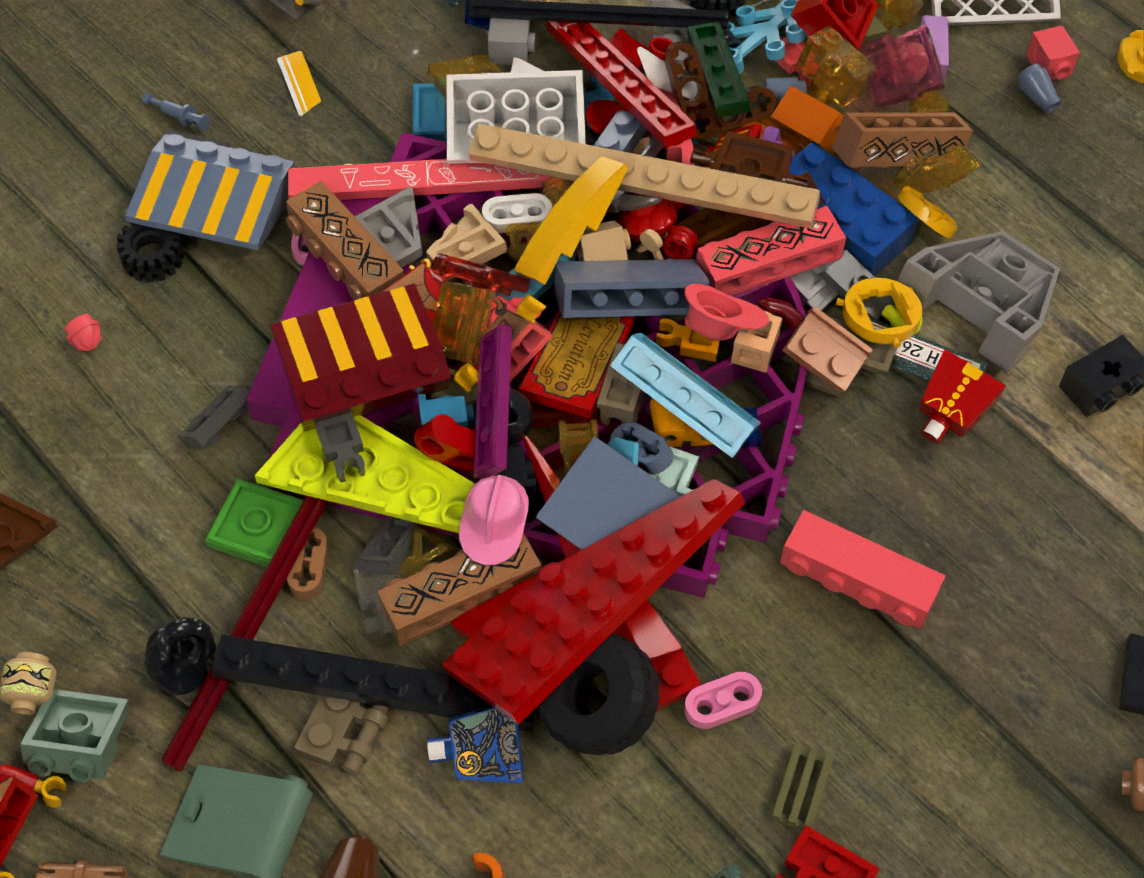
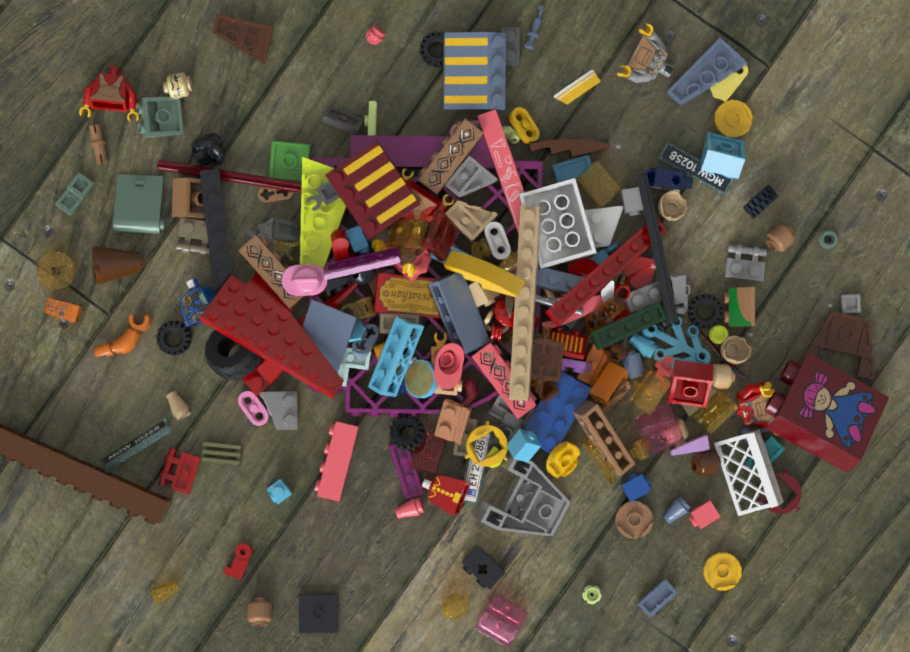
camera: 75 degrees right, 30 degrees up
(227, 368) = (371, 119): none -> yellowish green plate
(260, 717) = (187, 198): none -> medium nougat slope
(333, 153) = (524, 125): none -> yellow plate
(392, 99) = (575, 146): none -> reddish brown slope
(538, 796) = (162, 338): none -> black tyre
(684, 847) = (178, 406): none -> tan cone
(737, 645) = (282, 408): none -> light grey wing
(739, 369) = (420, 379): none -> pearl gold tile
(758, 69) = (643, 345): none -> medium azure cone
(842, 451) = (419, 432): none -> black tyre
(875, 415) = (428, 455): none -> clear red plate
(894, 240) = (523, 445): none -> medium azure brick
(898, 464) = (408, 477): none -> magenta tile
(904, 687) = (279, 491): none -> medium azure brick
(968, 35) = (705, 463): none -> reddish brown head
(976, 469) = (413, 507): none -> coral cone
(993, 132) = (636, 486): none -> blue brick
(1039, 799) = (242, 557): none -> red leg
(1046, 152) = (634, 519): none -> medium nougat tile

